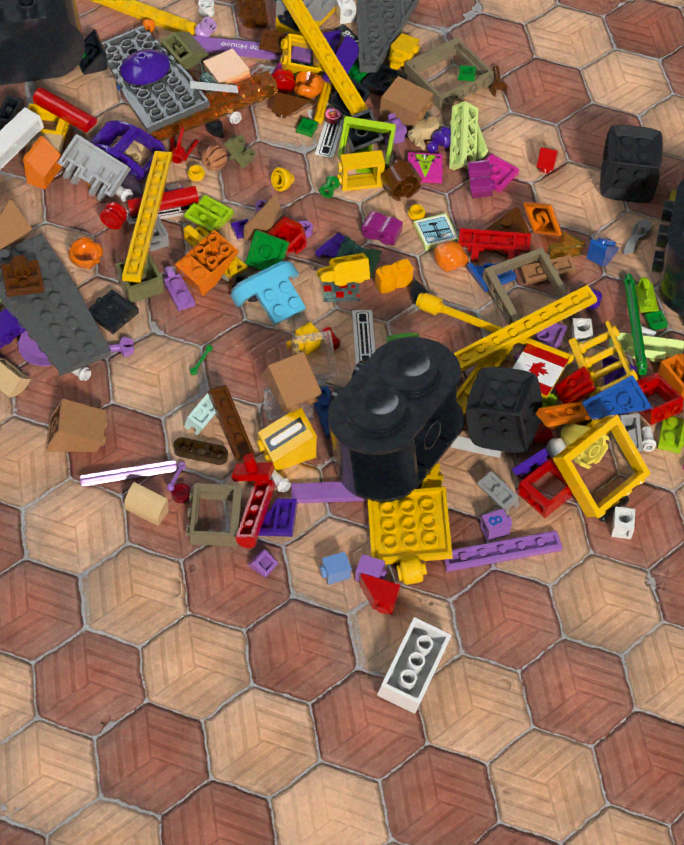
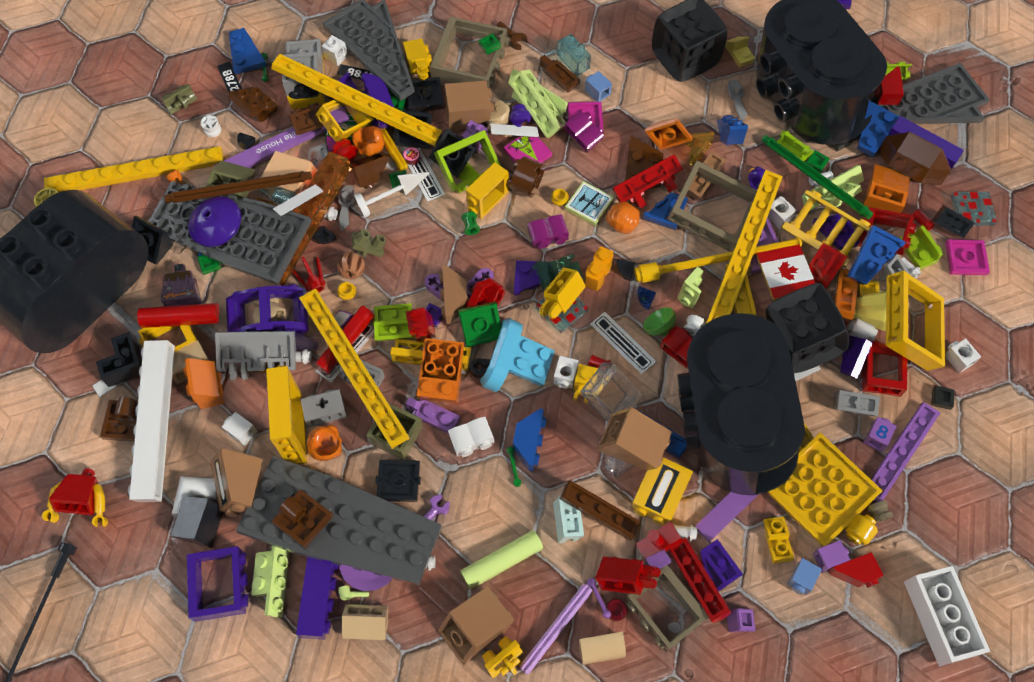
camera: 35 degrees left, 10 degrees up
(11, 353) = (346, 594): none -> yellowish green hand
(38, 209) = (239, 428): none -> white brick
(74, 462) = (505, 660): none -> yellow hips
(81, 181) = (286, 415): none -> yellow window
(84, 96) = (180, 288): none -> clear purple torso
(107, 233) = (316, 414): none -> light grey brick
(113, 215) = (314, 384): red wheel -> none
(117, 96) = (208, 265): none -> green tile
(134, 407) = (501, 559): none -> yellowish green brick
(182, 54) = (236, 187): none -> reddish brown piece
(189, 319) = (471, 437): none -> white brick
(195, 444) = (592, 564): dark brown beam -> none
(204, 469) = (626, 575): none -> red hinge
(206, 27) = (230, 146): lavender wheel -> none
(221, 32) = (245, 141): none -> black tile
(222, 220) = (420, 324): none -> red hinge
(229, 346) = (528, 438): none -> blue slope
(239, 479) = (659, 559): none -> medium lavender slope
(254, 116) = (346, 200): none -> light grey piece
(281, 179) = (426, 245): yellow brick -> none
(296, 321) = (565, 365): none -> white brick
(309, 128) = (407, 182): none -> white piece
(344, 535) = (777, 540): none -> yellow slope
(413, 320) = (645, 297): none -> clear blue tile
(426, 144) = (513, 130): none -> white sticker
(439, 571) = (880, 511): none -> dark tan wheel
(450, 329) = (690, 291): none -> yellowish green bracket
(506, 130) = (559, 73): none -> reddish brown hinge
(527, 157) = (598, 86): none -> medium blue brick
(530, 122) = (573, 54): none -> clear light blue brick
(547, 159) = (617, 76): red slope -> none
(577, 540) = (942, 397): none -> pearl dark grey tile

